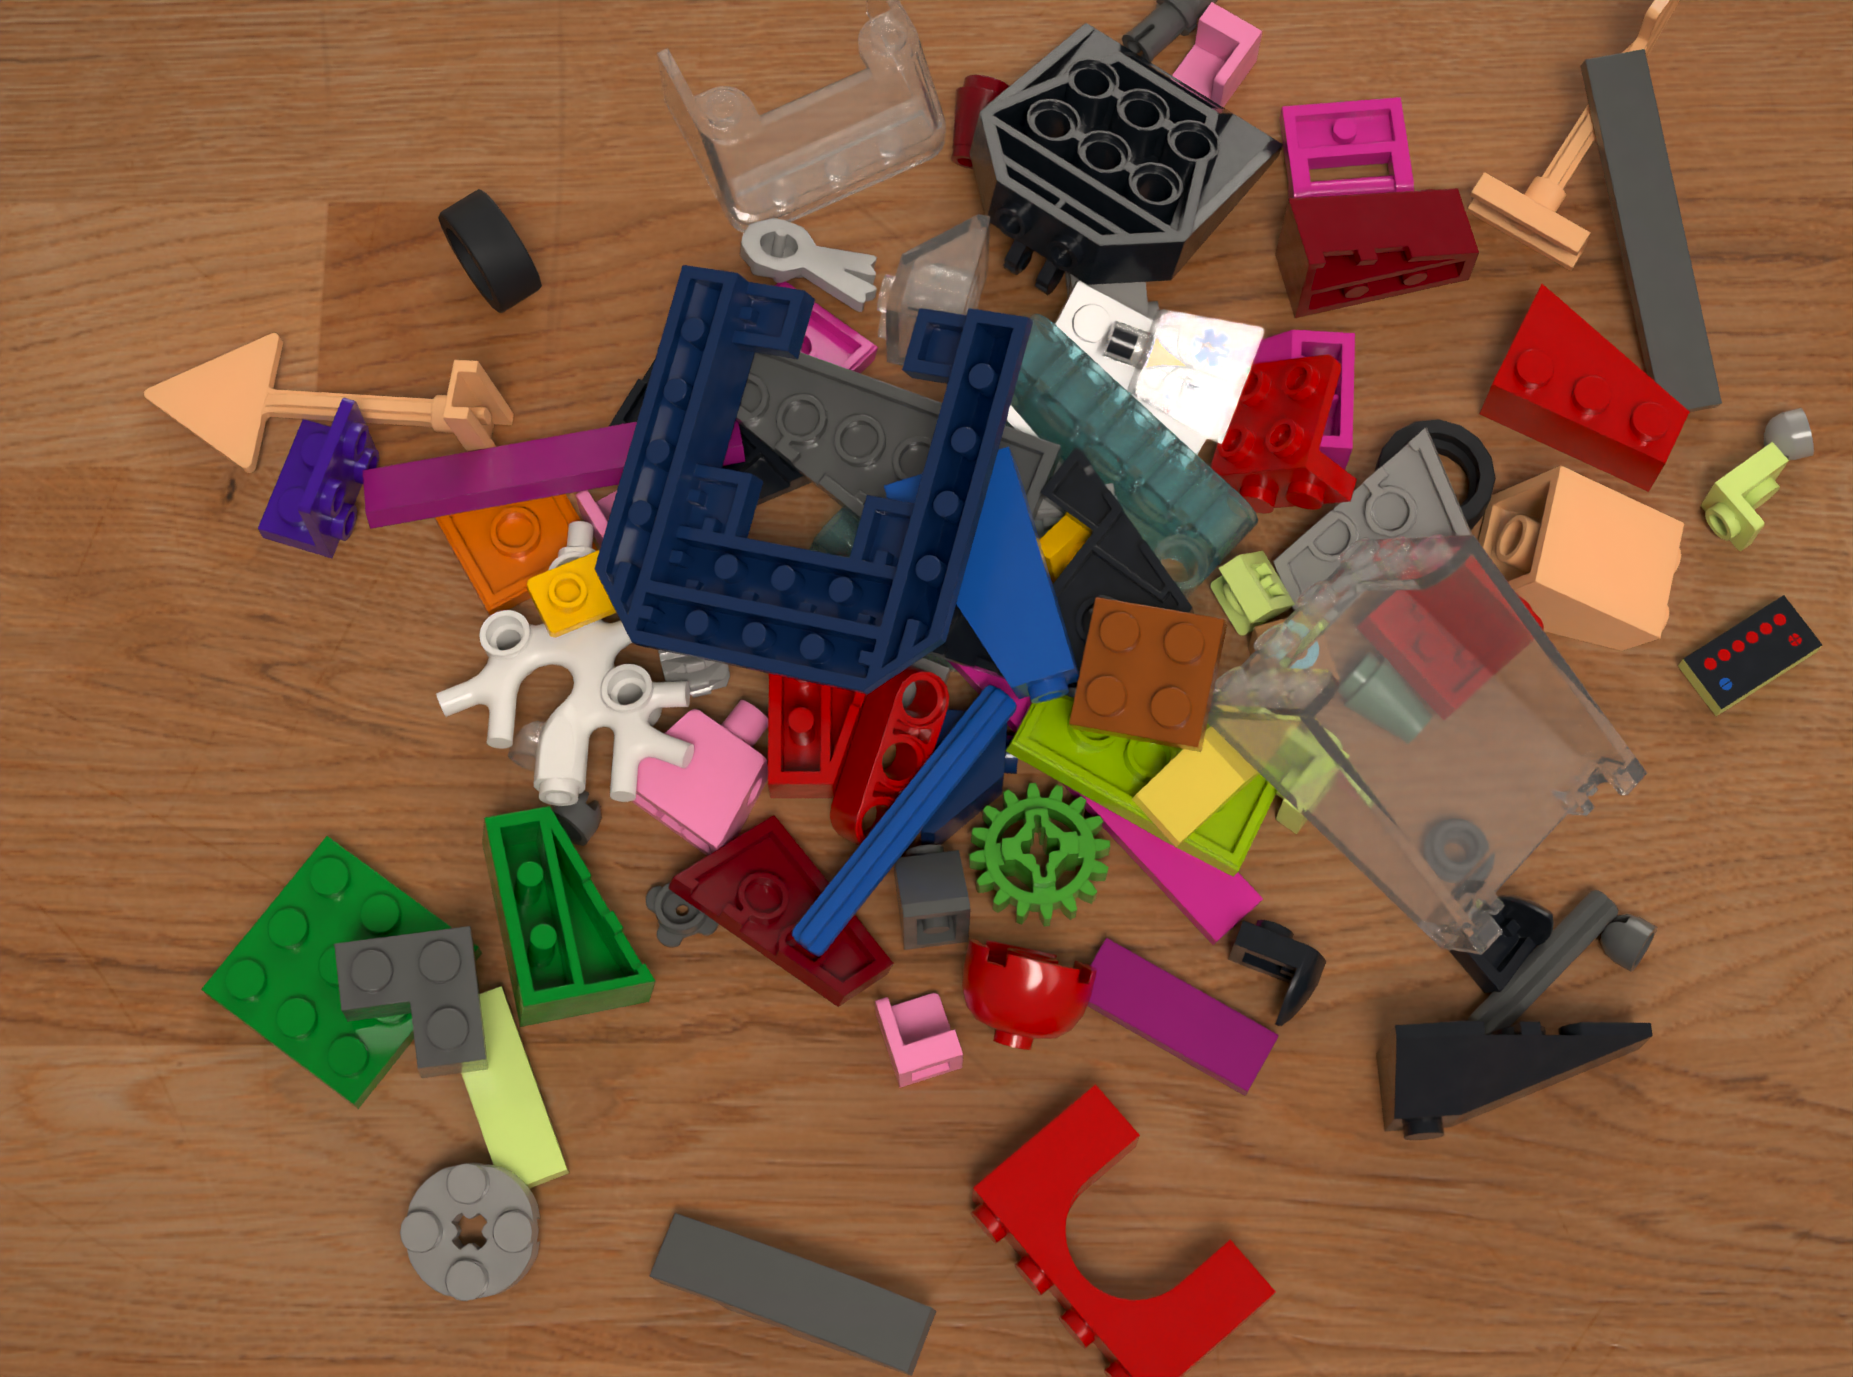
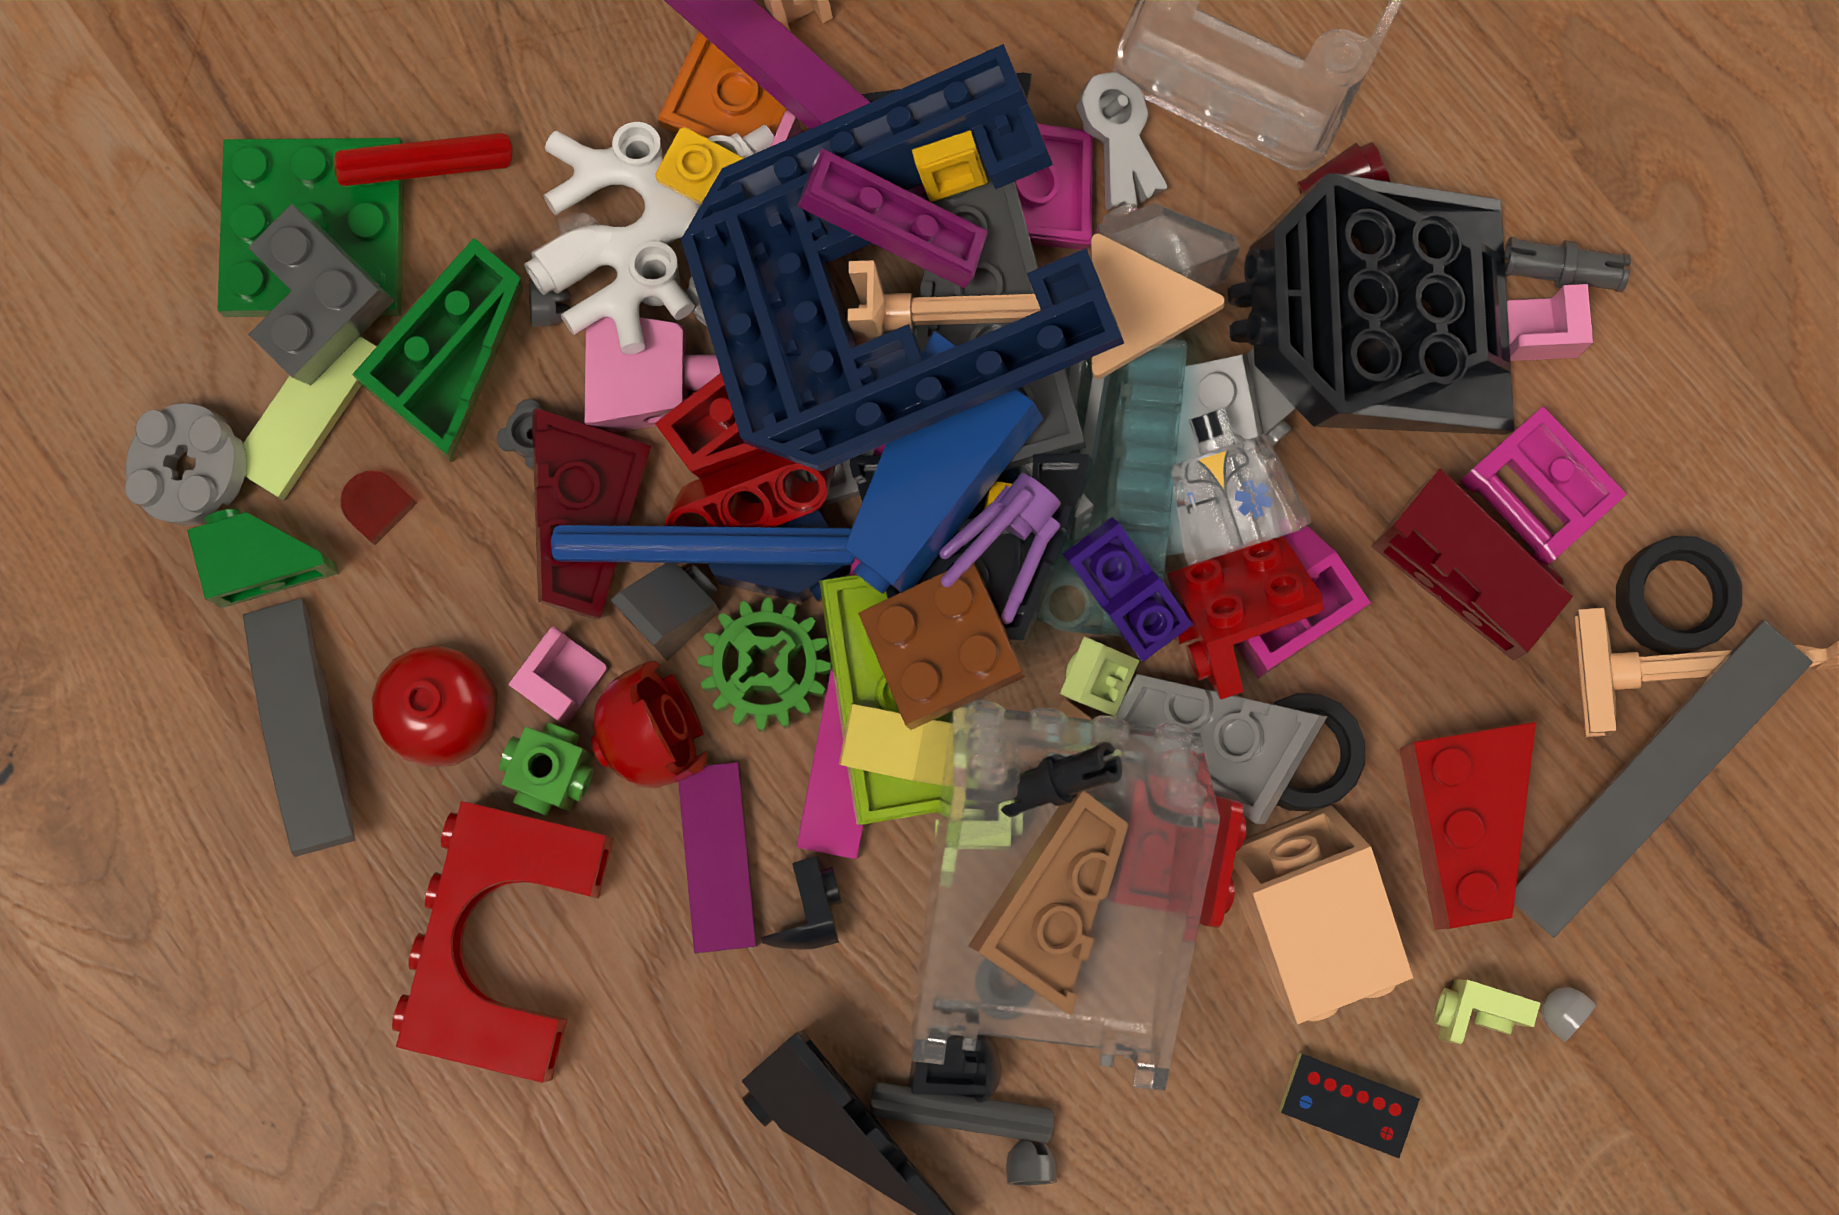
camera: 55 degrees right, 10 degrees up
(366, 826) = (422, 159): none -> red axle
(606, 1226) = (250, 559): none -> green slope
(637, 1091) = (374, 504): none -> clear red tile
(745, 384) = (949, 166): none -> yellow tile
(757, 454) = (893, 218): none -> magenta tile
(861, 1165) = (434, 706): none -> red cylinder
(995, 1122) = (565, 782): none -> bright green brick
(998, 289) = (1144, 297): none -> light nougat piece
(1088, 526) = (1019, 509): none -> medium lavender plant
(1206, 505) = (1127, 589): none -> dark purple slope
(1339, 646) = (1062, 778): none -> black pin
(1428, 758) = (1049, 906): none -> medium nougat wing
(1520, 81) = (1711, 562): none -> black tyre

